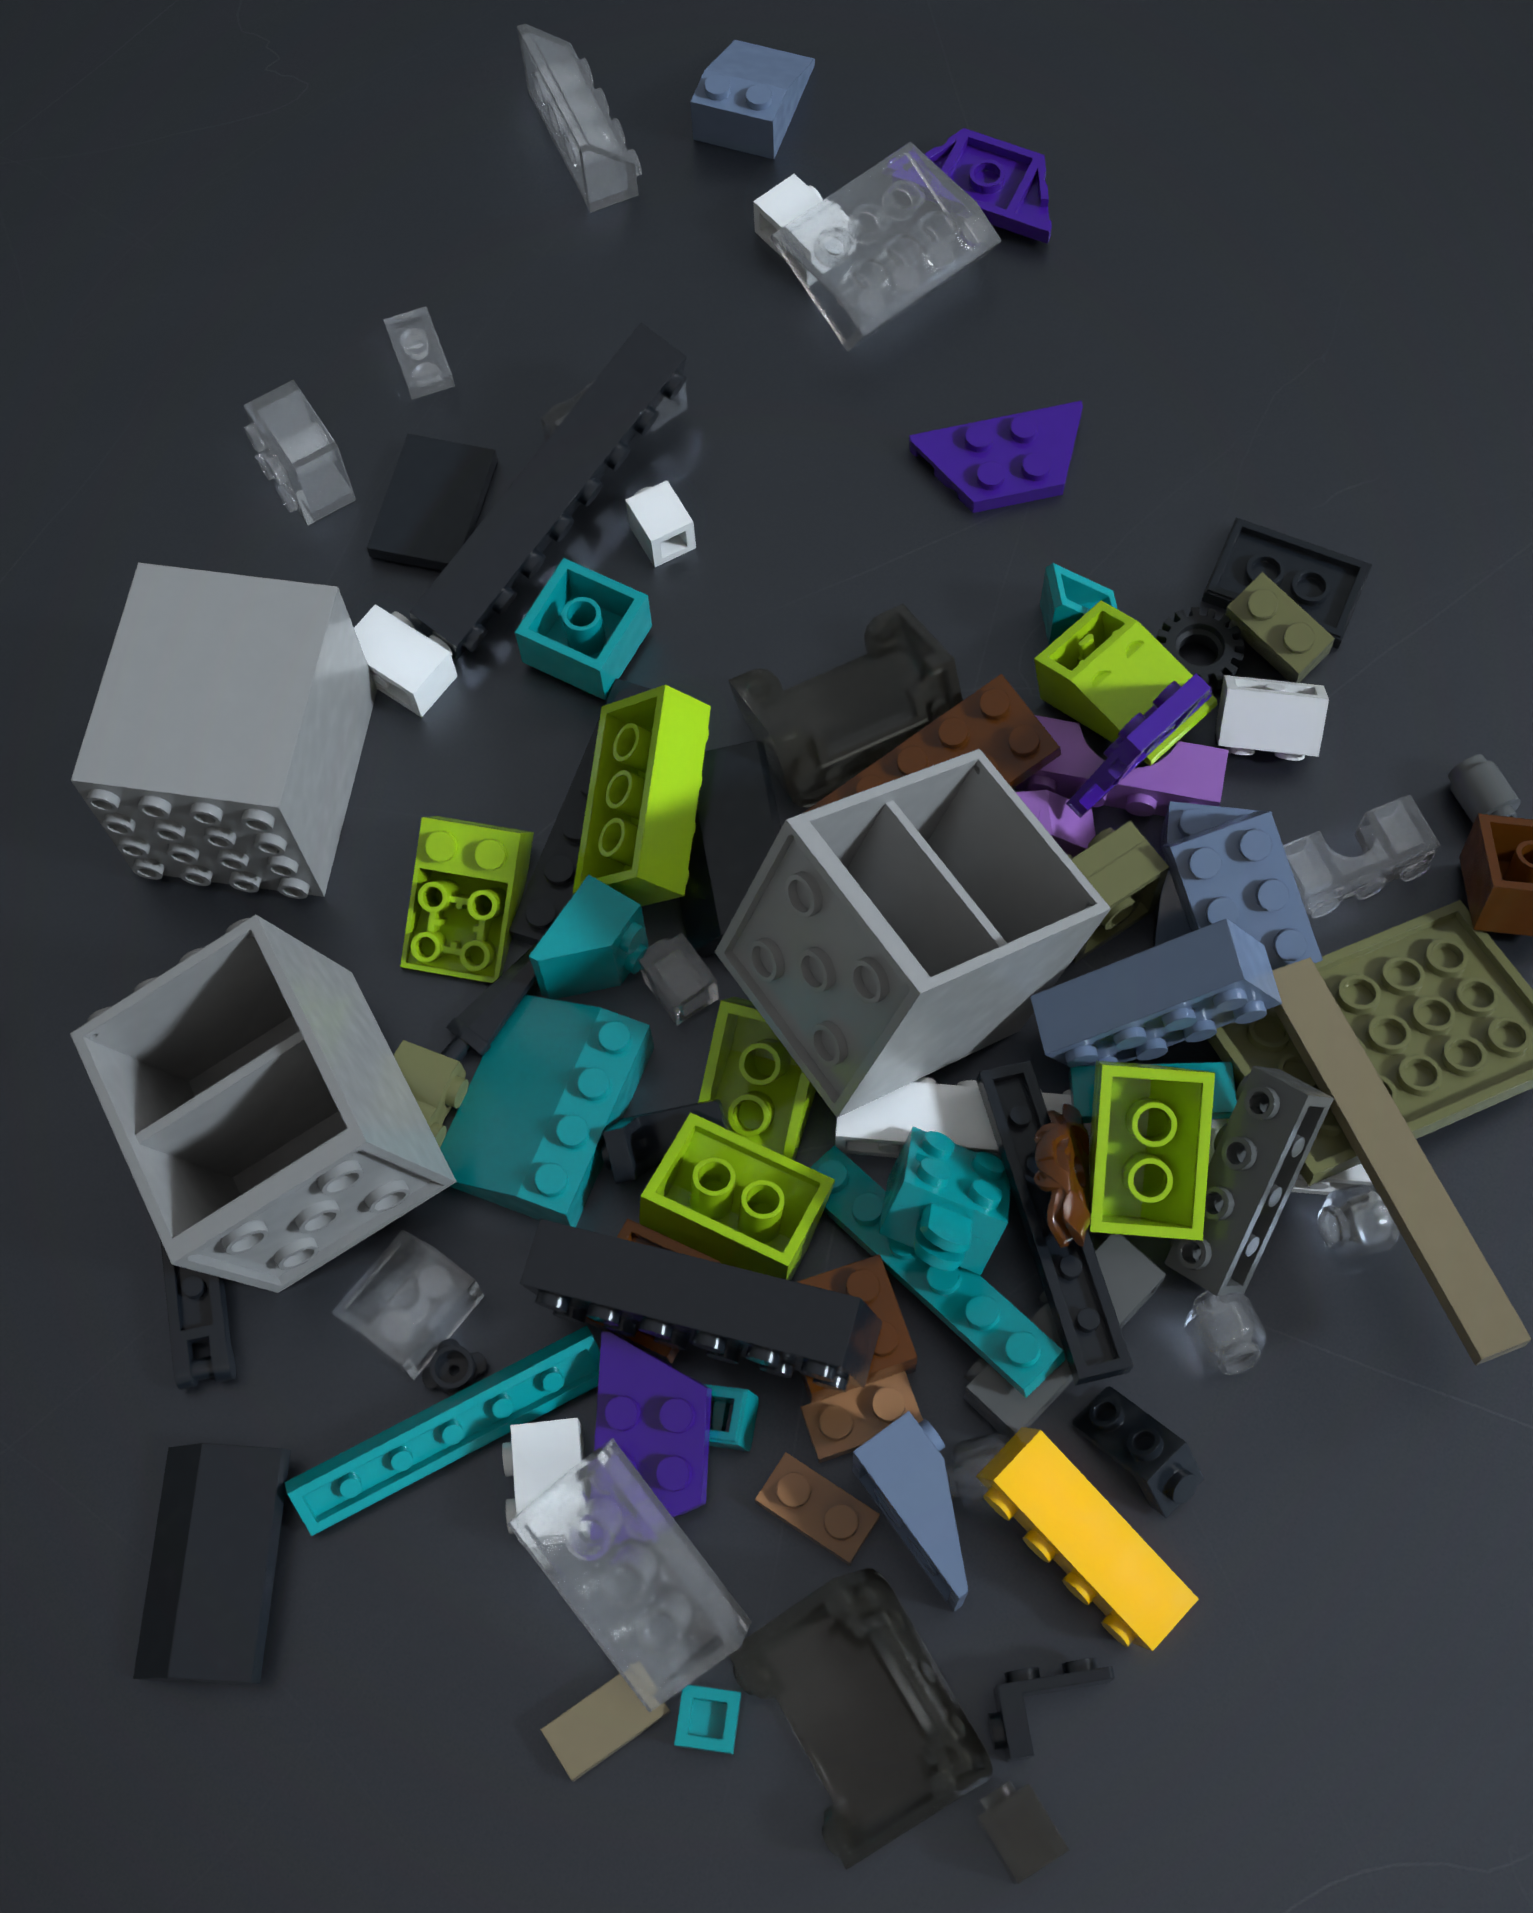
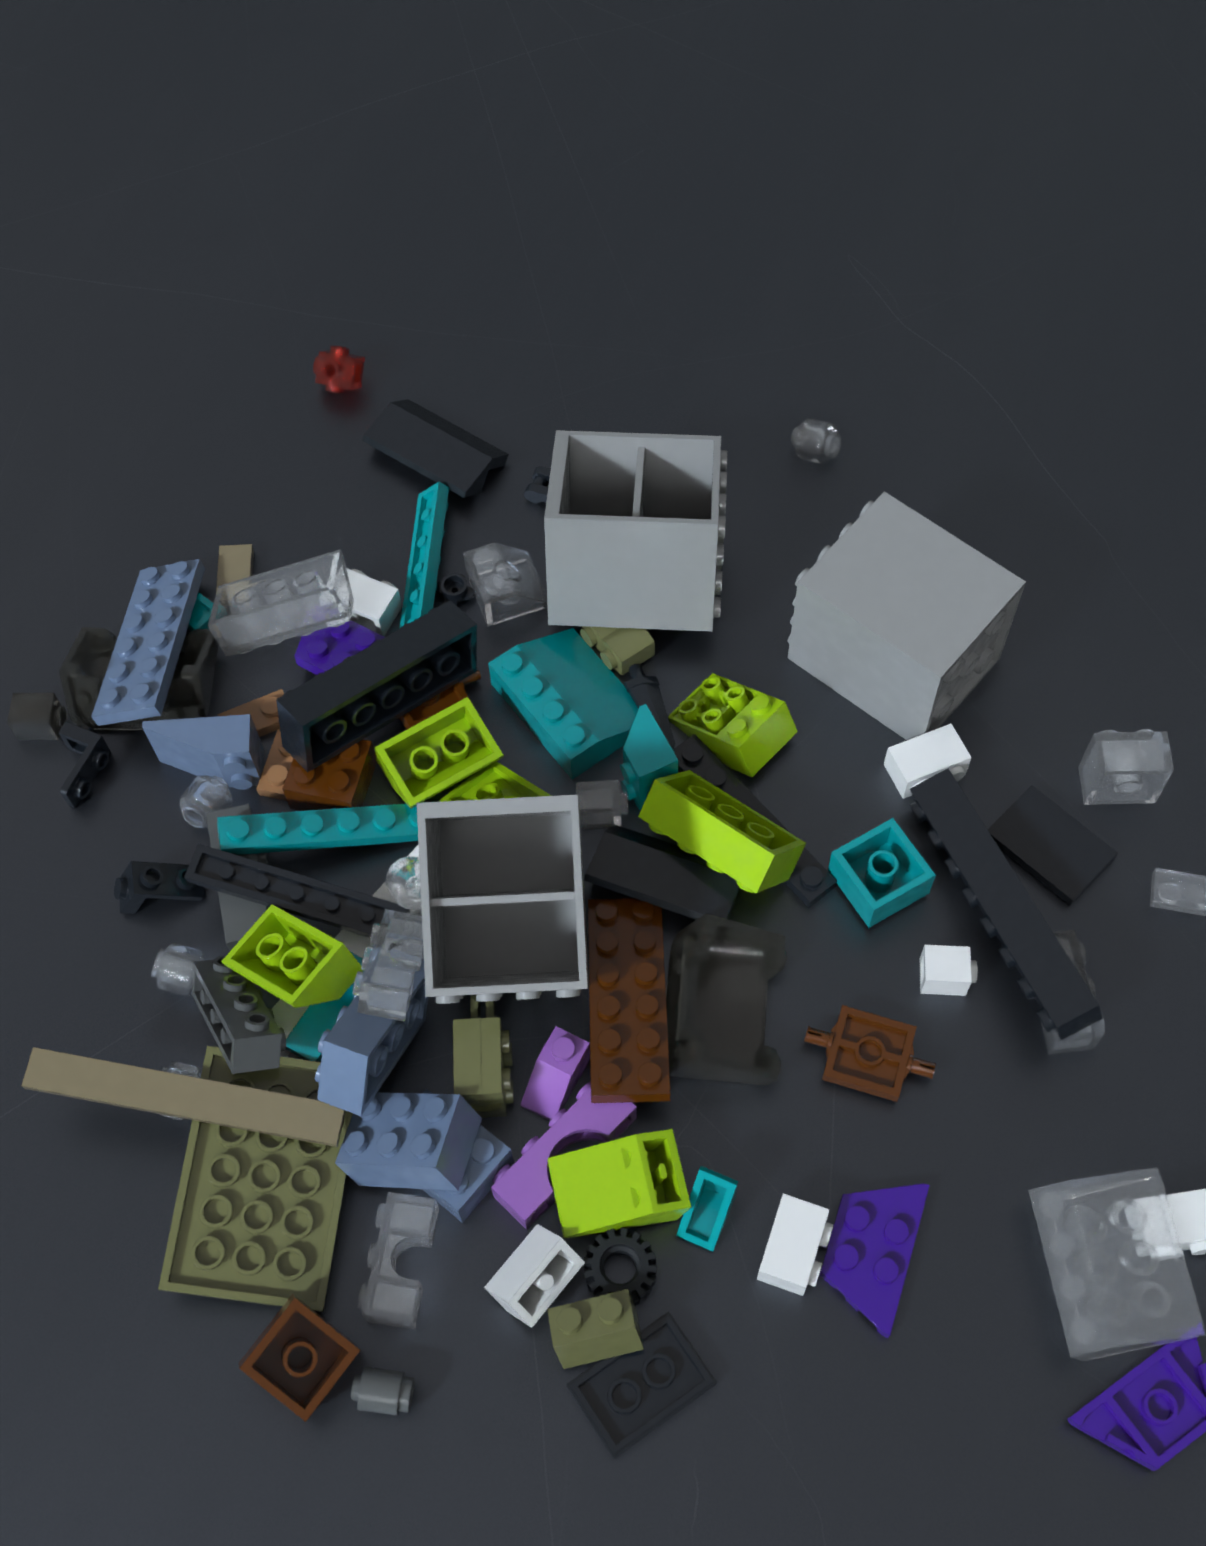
camera: 120 degrees right, 5 degrees down
(133, 1824) = (339, 369): none -> clear red brick
(643, 1140) = (512, 733): black bracket -> none
(804, 550) = (869, 1053): none -> reddish brown plate
(807, 1732) = (149, 643): none -> sand blue plate
(946, 1202) = (346, 843): teal brick -> none
(947, 1086) = (404, 882): none -> clear head
(1057, 1152) = (291, 893): reddish brown piece -> none
(1058, 515) = (794, 1245): none -> white brick
(1086, 1538) = (130, 815): yellow brick -> none
(1119, 985) = (390, 966): none -> clear arch
(1141, 738) = (555, 1163): dark purple wing -> none

